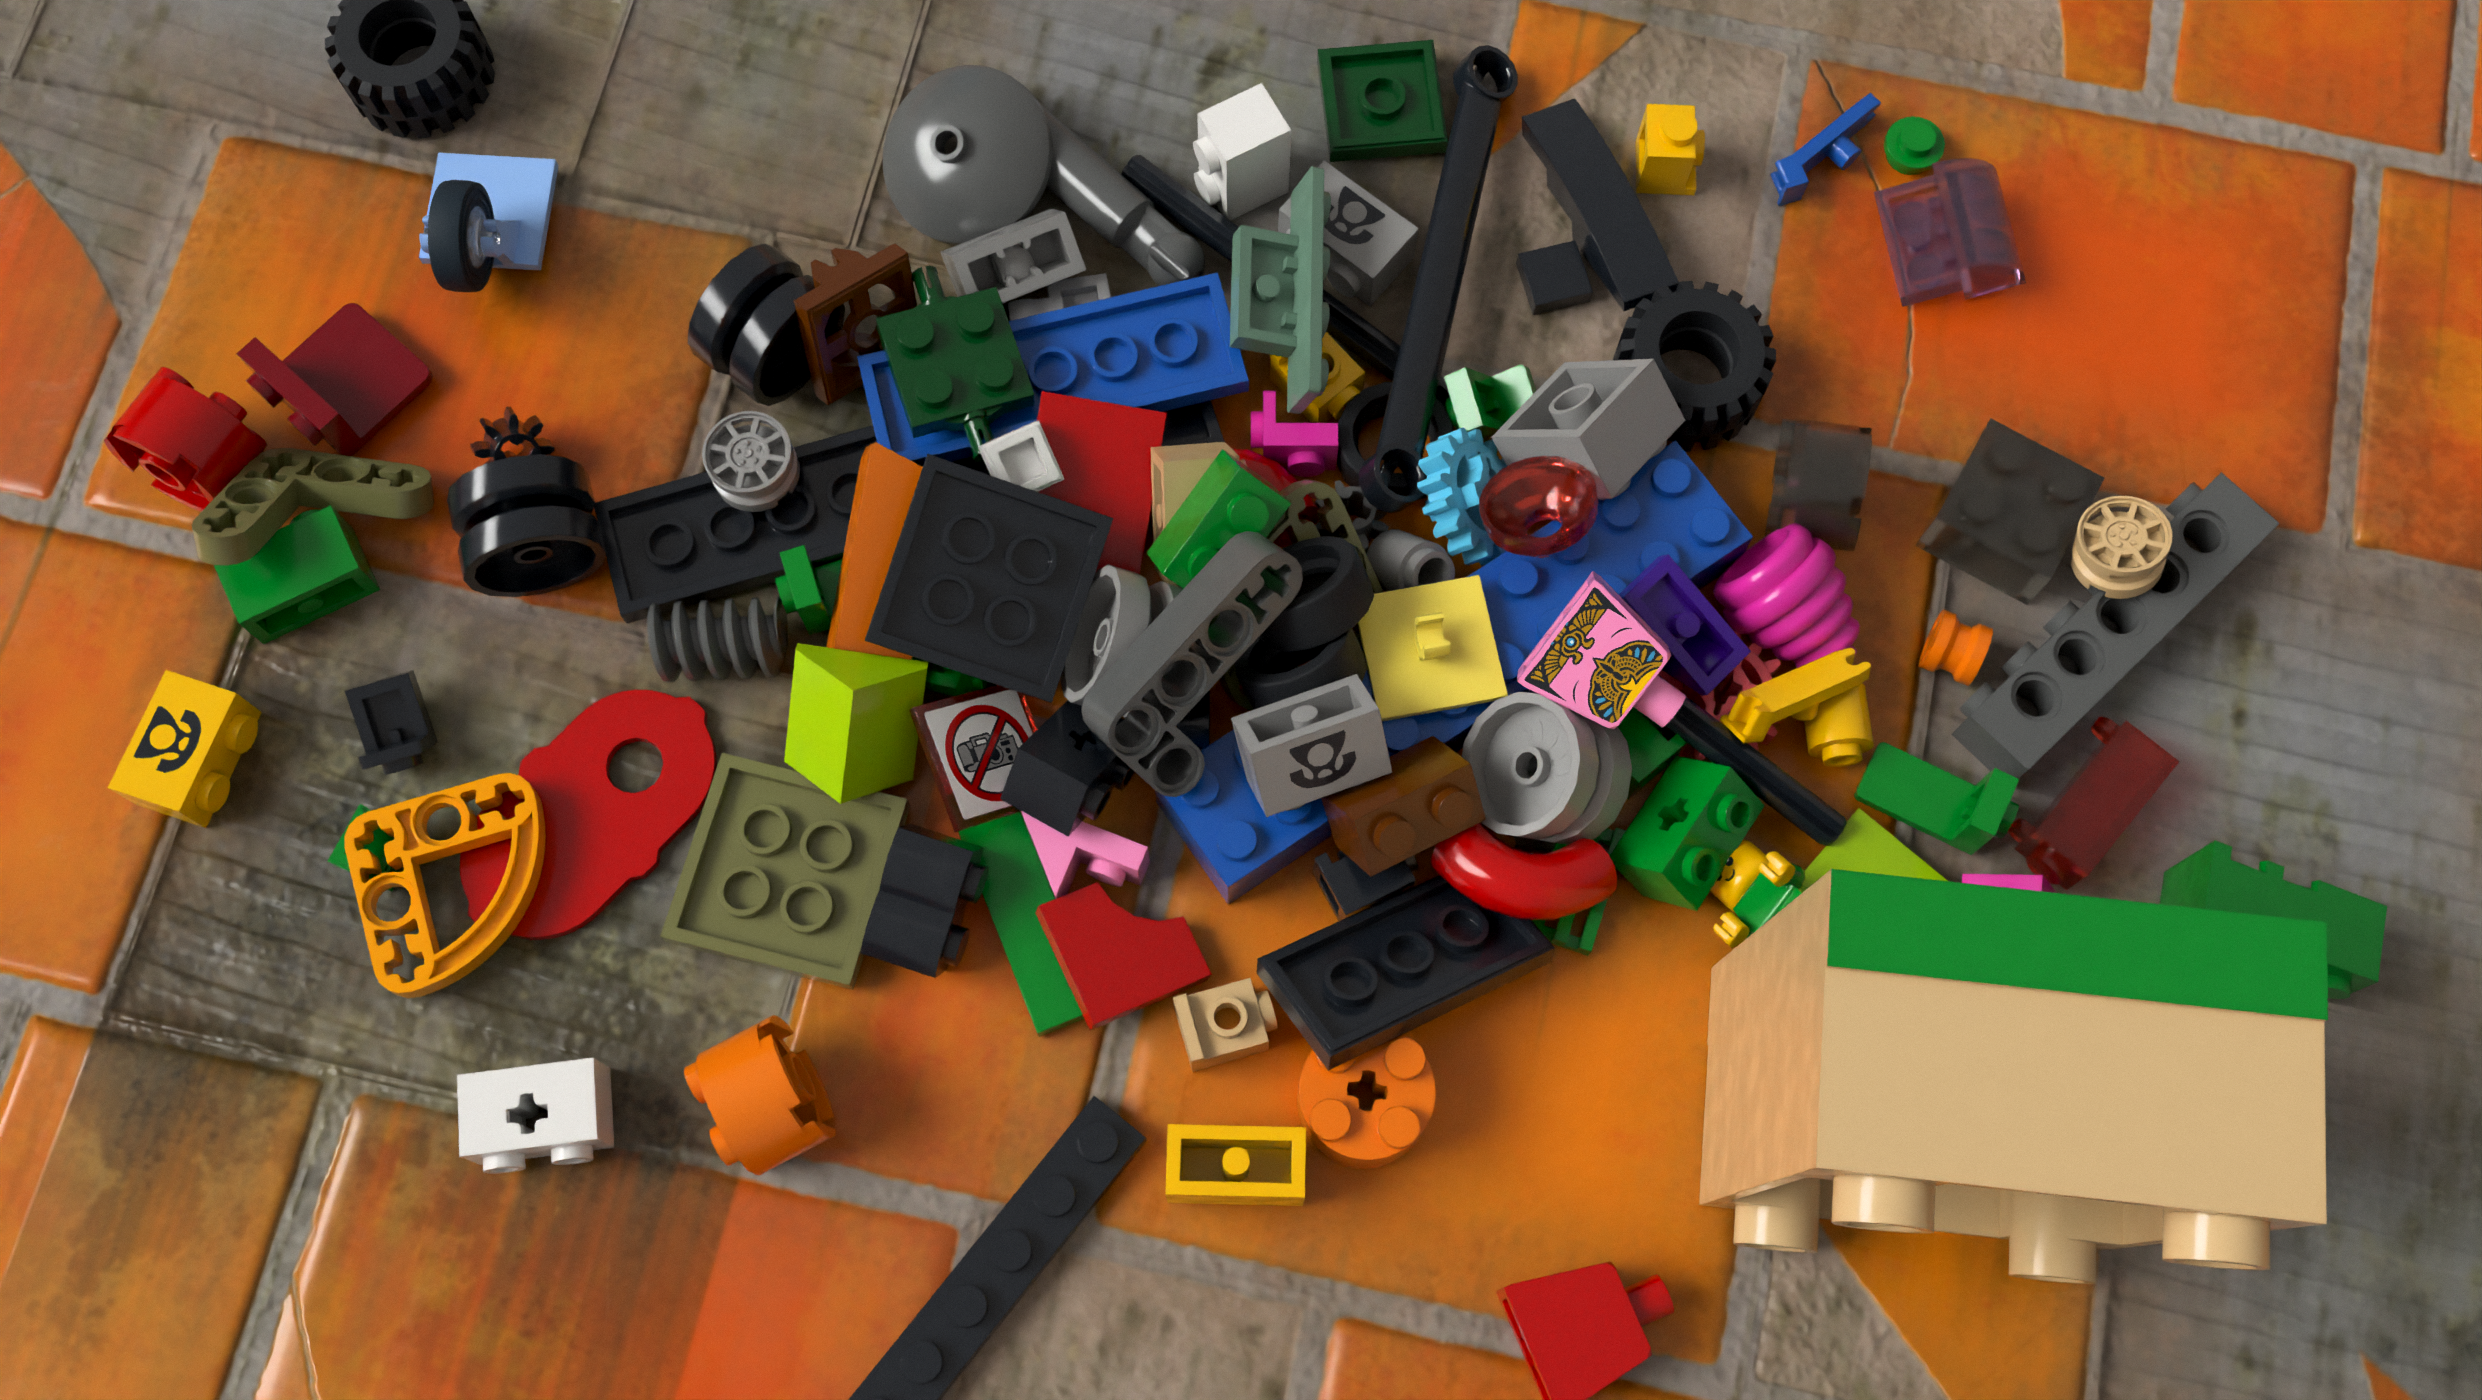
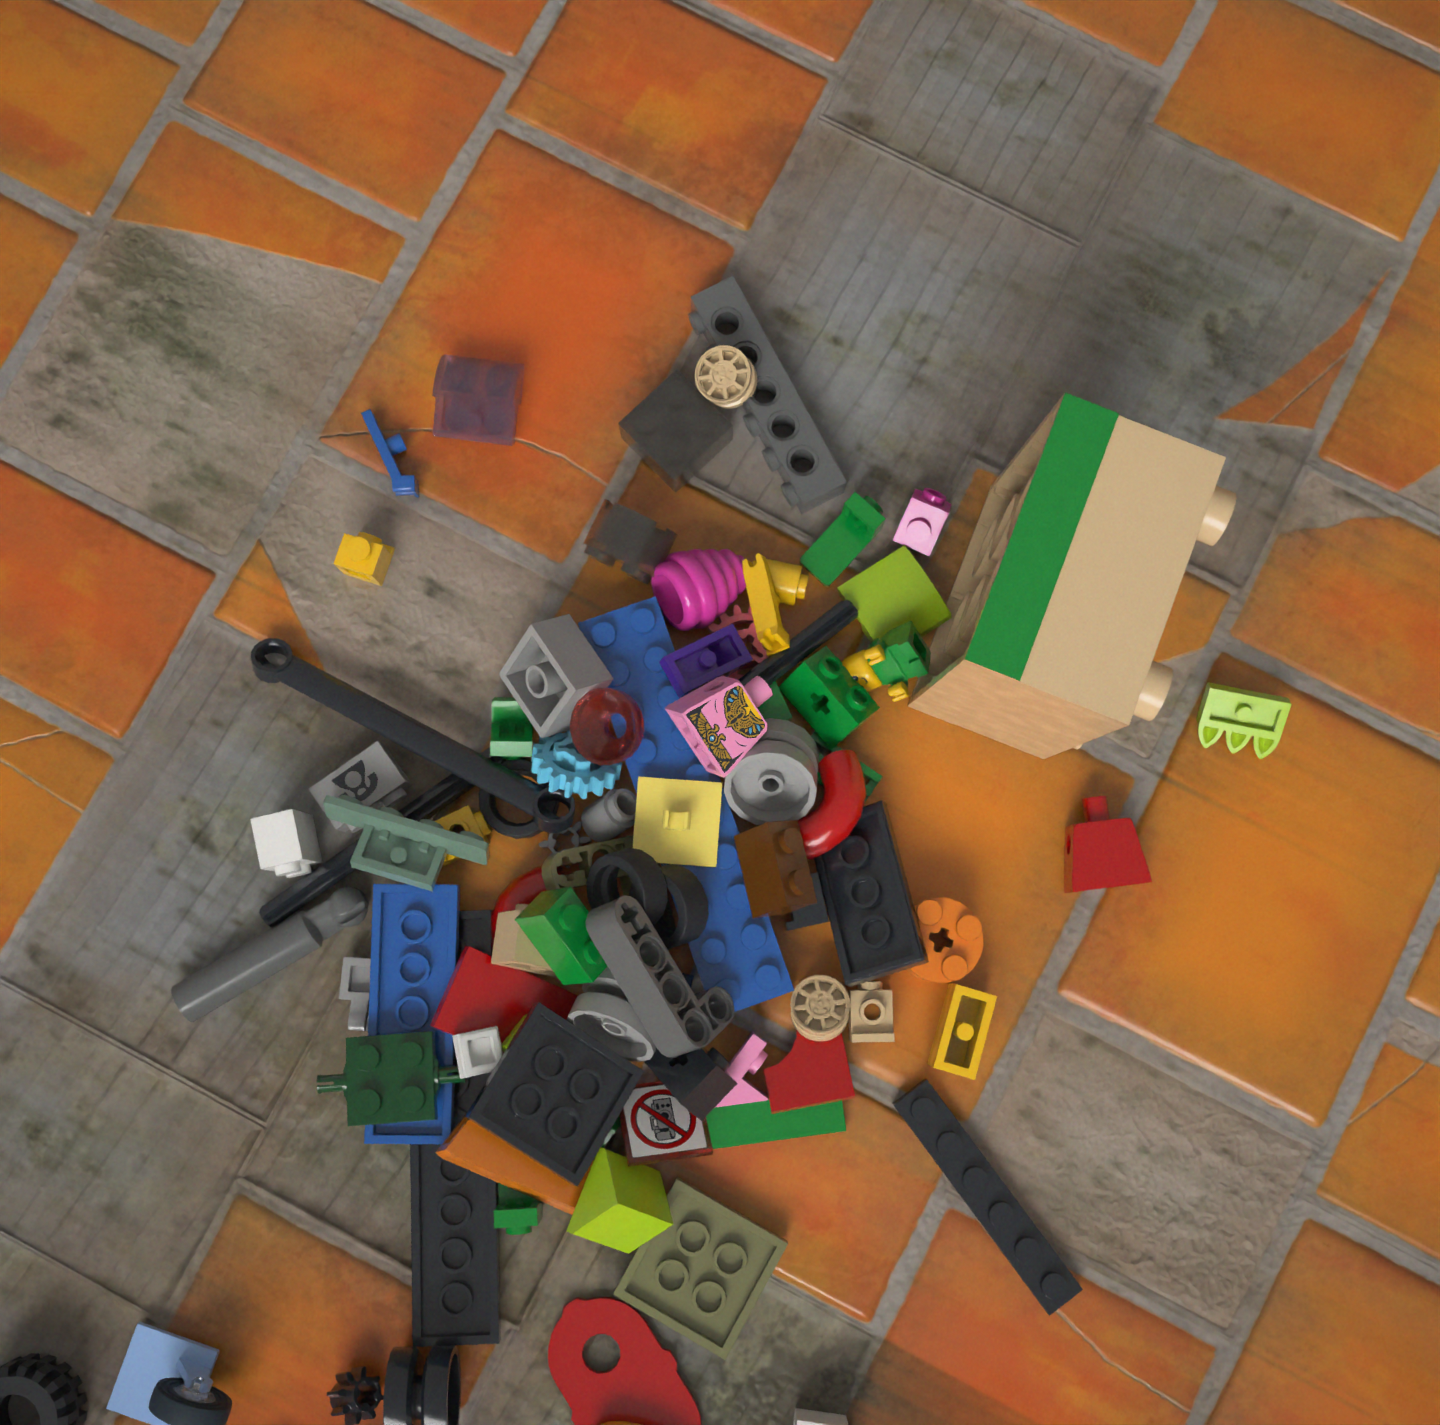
camera: 75 degrees left, 10 degrees up
(717, 642) = (536, 1282): dark grey piece -> none
(751, 326) = (320, 1201): black wheel -> none
(751, 462) = (417, 1233): light grey wheel -> none
(761, 1097) = (848, 1316): orange brick -> none
(830, 363) = (317, 1140): reddish brown piece -> none
(924, 901) = (746, 1183): black brick -> none
(994, 170) = (232, 1007): dark grey dish -> none
(1016, 257) = (317, 1017): light grey brick -> none
(1210, 940) = (820, 1008): none -> tan wheel
(1298, 447) = (507, 860): dark pink bracket -> none
(1312, 745) = (729, 916): light grey brick -> none
(1381, 100) = (266, 734): dark green plate -> none
(1554, 277) = (430, 659): black tile -> none
(1600, 202) = (389, 614): black slope -> none
(1721, 332) = (512, 562): black tyre -> none
(1913, 145) = (404, 397): green plate -> none
(1955, 647) = (753, 494): orange wheel -> none
(2094, 804) = (873, 448): clear red brick -> none
(2353, 922) = (972, 377): green wedge -> none

